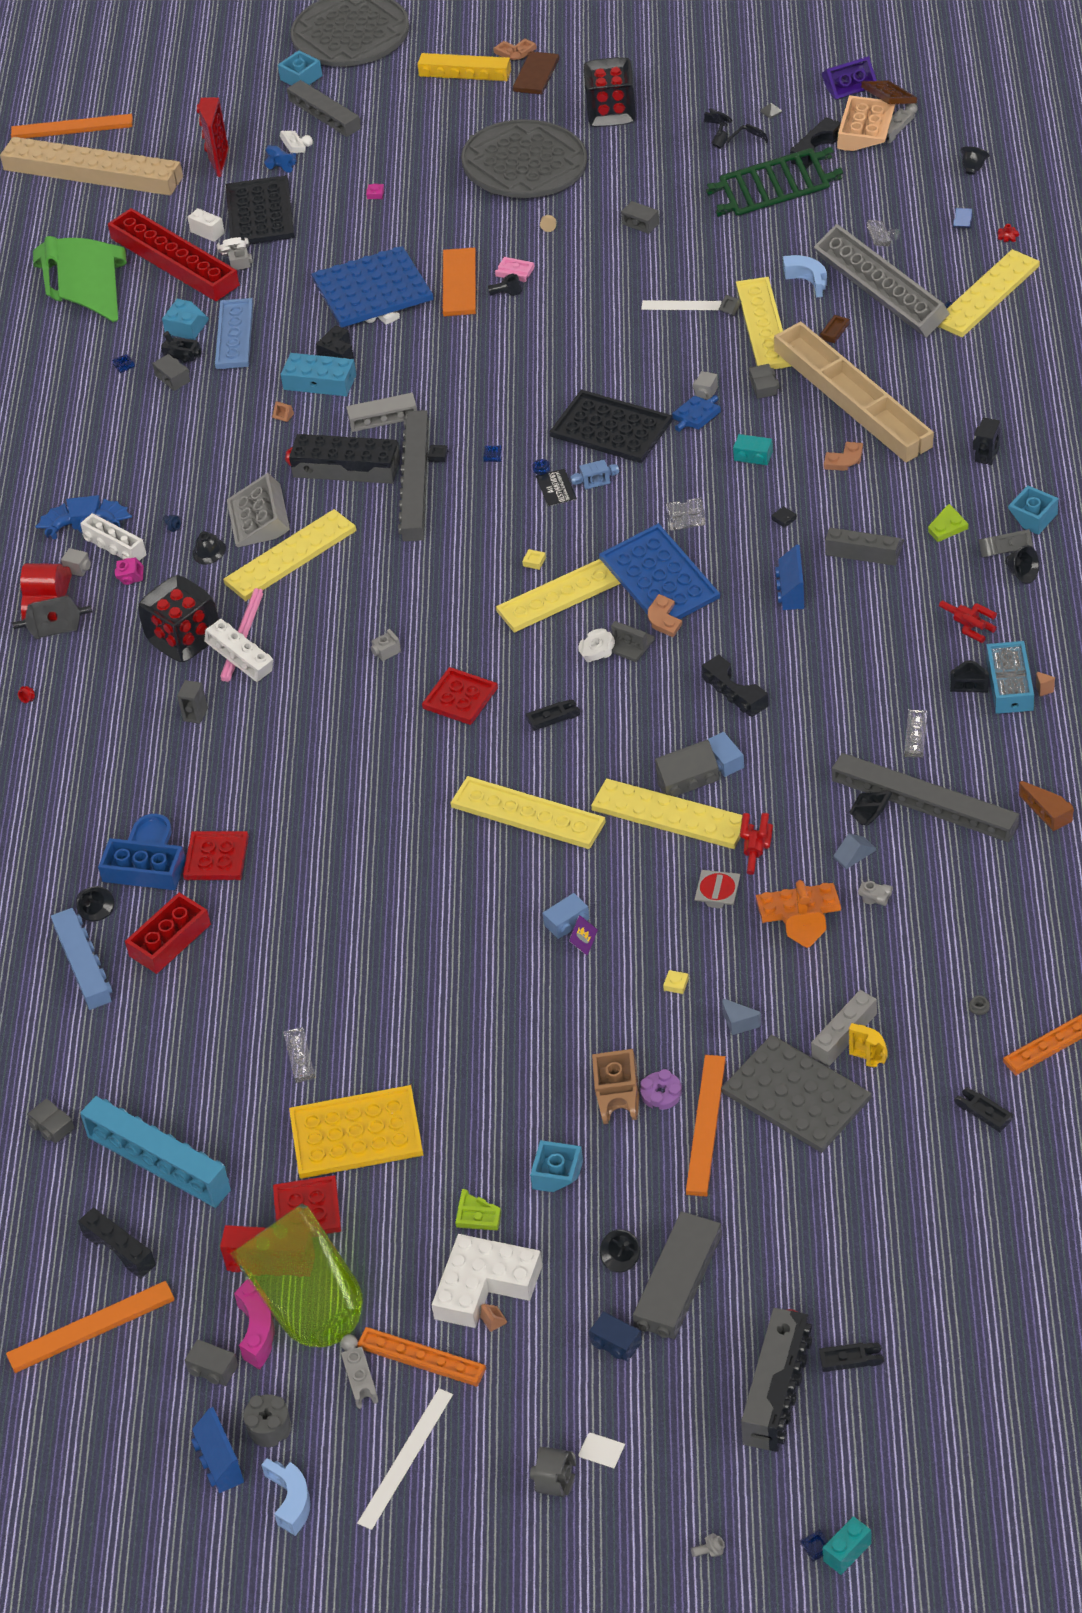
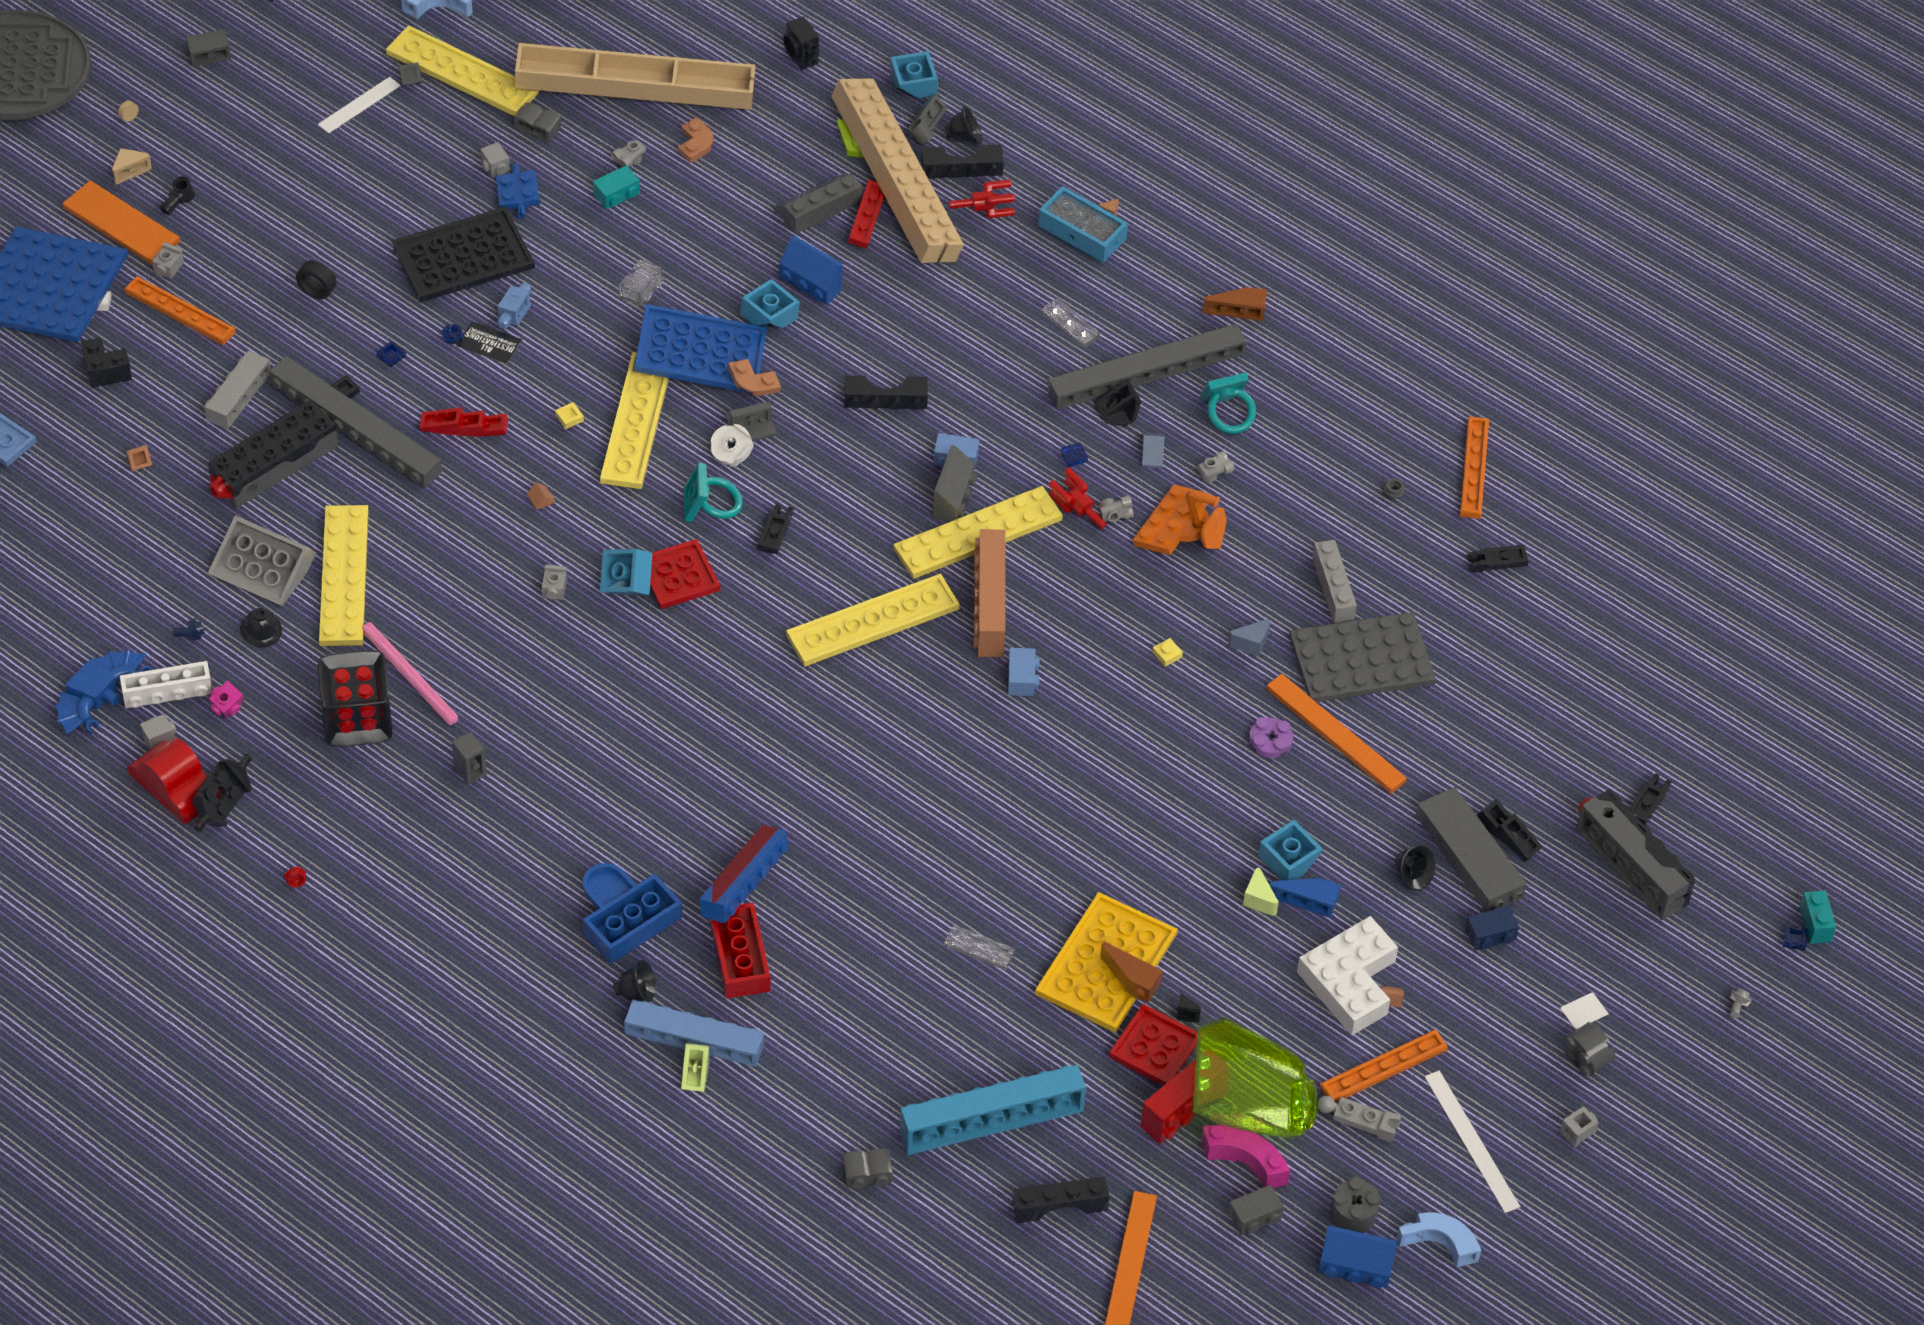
camera: 60 degrees left, 5 degrees up
(52, 978) = (695, 1067): none -> yellowish green slope
(216, 855) = (677, 860): red plate -> none
(226, 888) = (743, 873): none -> blue brick
(238, 650) = (441, 685): white brick -> none
(318, 374) = (124, 399): dark azure brick -> none
(348, 1149) = (1134, 974): none -> dark orange slope
(354, 1203) = (1188, 1010): none -> black slope
(419, 350) = (179, 310): none -> orange tile
(426, 669) = (626, 572): none -> dark azure slope
(449, 318) = (168, 260): none -> light grey brick
(454, 593) = (540, 496): none -> nougat slope
(471, 520) = (458, 423): none -> red slope
(477, 1213) = (1278, 936): lime wing -> none
(477, 1515) = (1579, 1126): none -> light grey brick
(503, 249) = (130, 164): none -> tan slope
(505, 380) = (312, 287): none -> black tyre
(505, 1175) = (1260, 895): none -> yellowish green slope
(519, 267) = (159, 174): bright pink plate -> none
(531, 656) = (697, 493): none -> teal tile
(535, 1206) = (1309, 894): none -> blue slope
(583, 935) = (1056, 675): dark purple sticker -> none
(612, 851) = (989, 593): none -> nougat brick
(616, 1082) = (1244, 759): medium nougat brick -> none
(717, 888) = (1100, 557): piece -> none
(721, 1286) = (1509, 829): none -> black slope
(735, 581) = (770, 305): none -> dark azure slope
(771, 867) = (1113, 511): none -> light grey plate
(783, 516) = (719, 226): black tile -> none
(791, 436) = (629, 154): none -> light grey plate
(799, 815) = (1074, 454): none -> clear blue tile
(834, 329) = (526, 31): reddish brown tile -> none
(867, 1044) = (1373, 577): yellow slope -> none
(882, 572) = (866, 215): none -> red plate
(935, 558) = (897, 170): none -> tan piece
(947, 848) = (1224, 390): none -> teal tile
(969, 678) = (1057, 247): black slope -> none
(1007, 595) = (940, 164): none -> black arch

